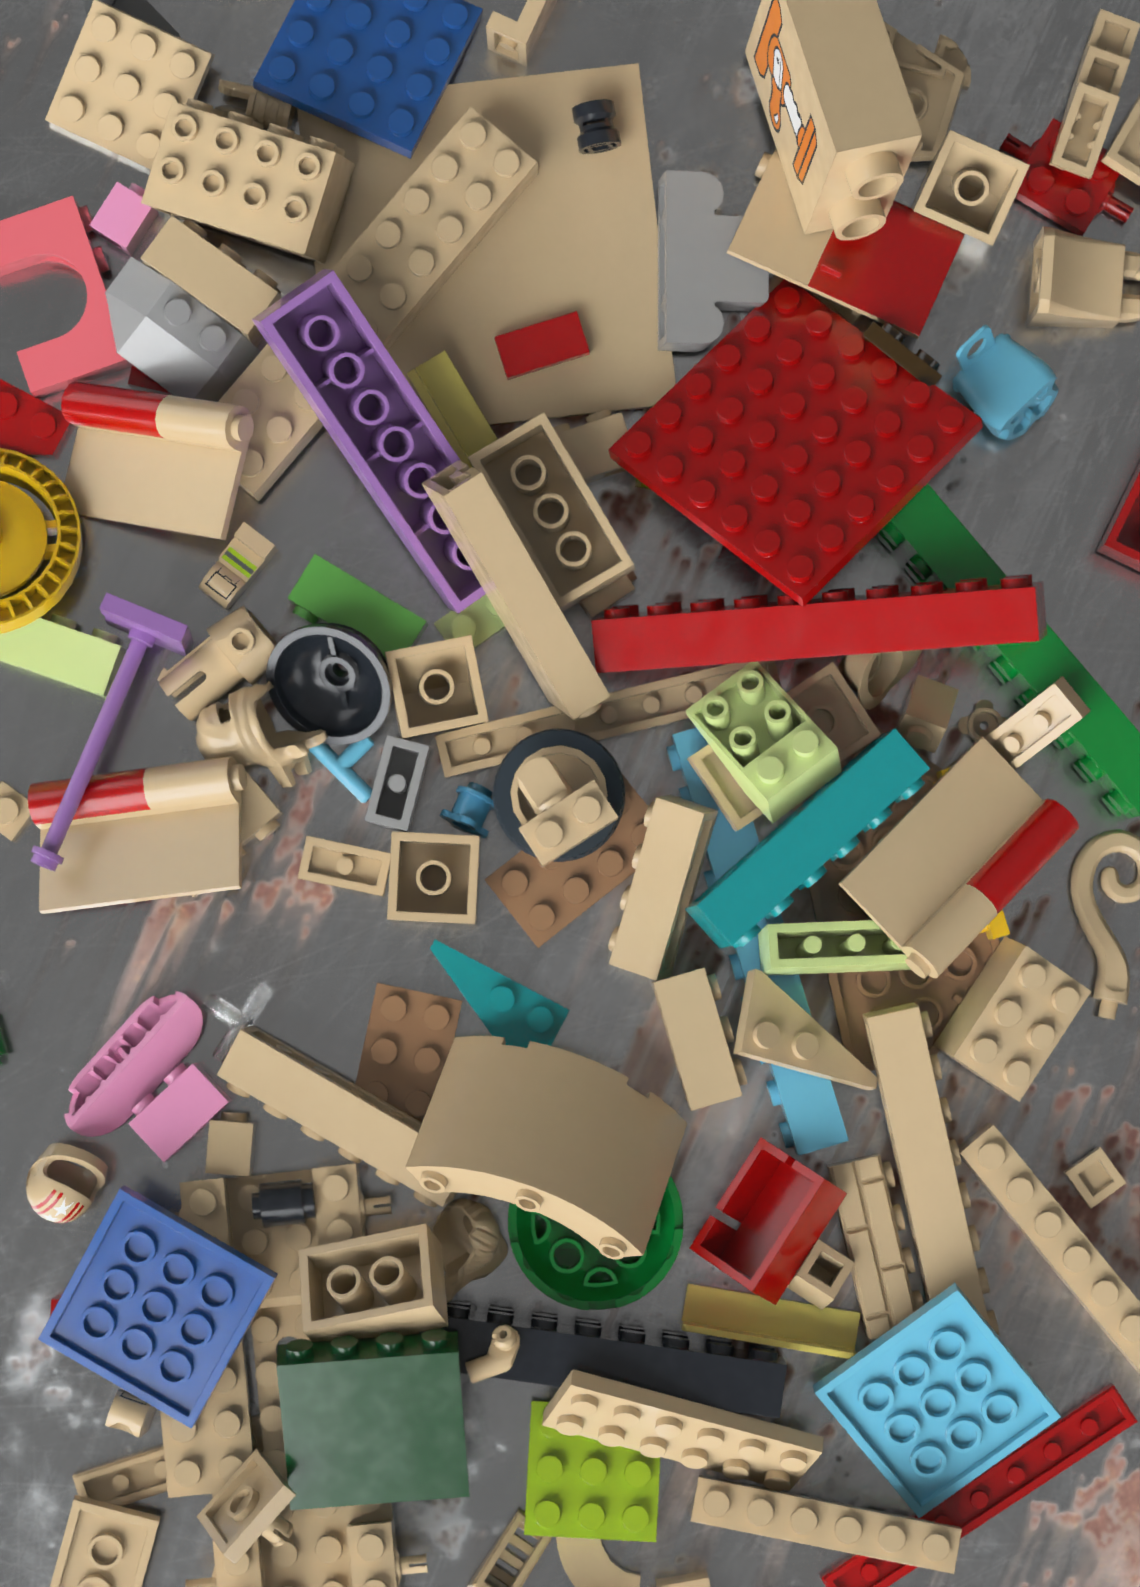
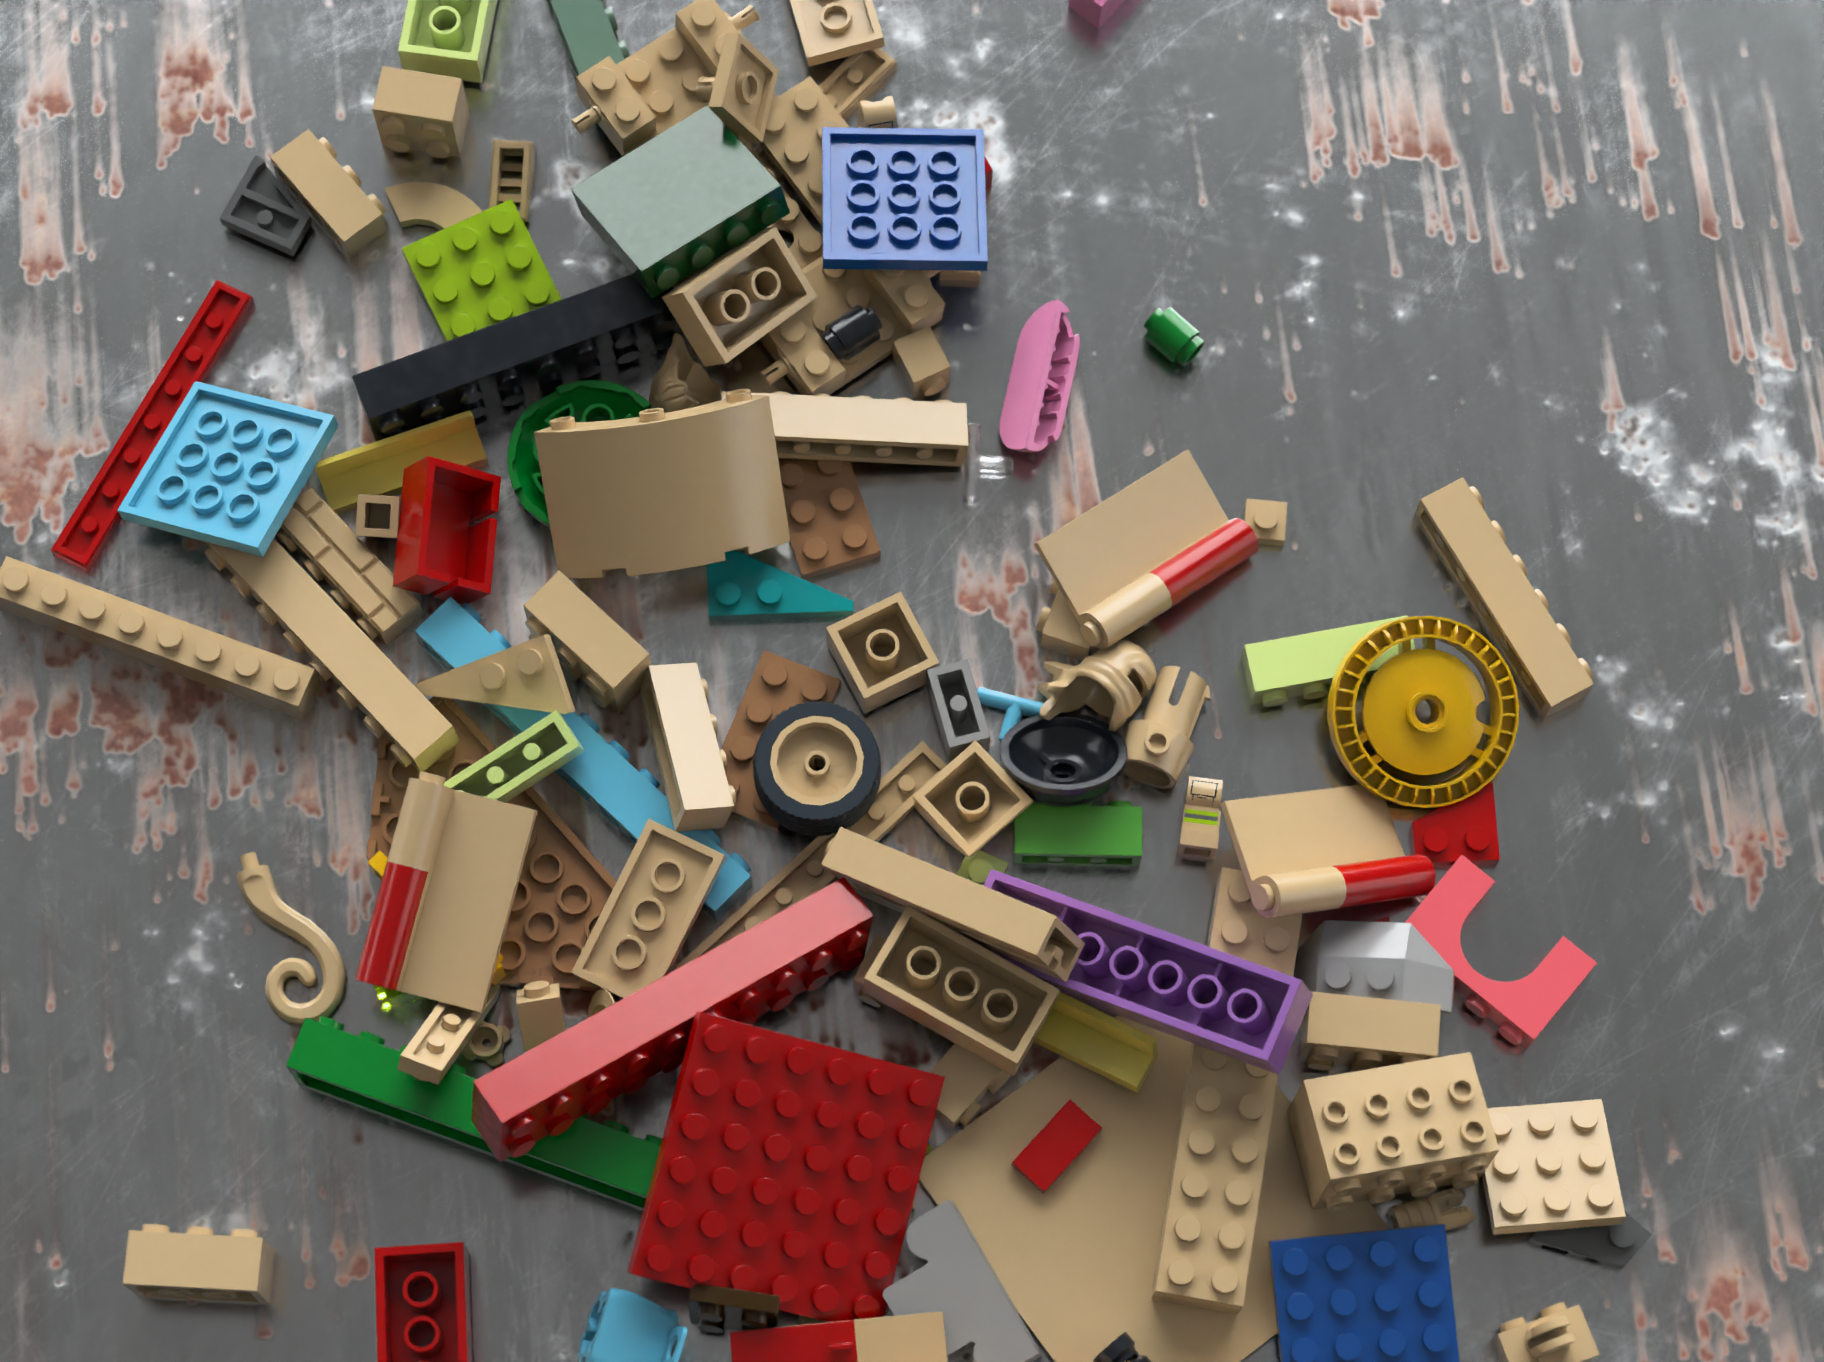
camera: 150 degrees right, 15 degrees down
(61, 1189) = (1036, 258): tan helmet -> none
(124, 218) = (1486, 1046): bright pink brick -> none
(144, 630) = (1243, 715): medium lavender tile -> none
(179, 1110) = (980, 365): bright pink brick -> none
(344, 866) = (964, 626): tan plate -> none
(470, 809) = (886, 726): dark azure brick -> none
(499, 1357) = (607, 300): tan arm -> none
(562, 815) = (803, 737): tan brick -> none
(681, 1431) = (416, 333): tan plate -> none
(765, 740) = (667, 899): yellowish green slope -> none
(808, 838) = (584, 838): teal brick -> none
(826, 1524) = (269, 331): tan brick -> none
(1012, 1018) = (328, 803): tan brick -> none
(1094, 1177) = (189, 721): tan plate -> none

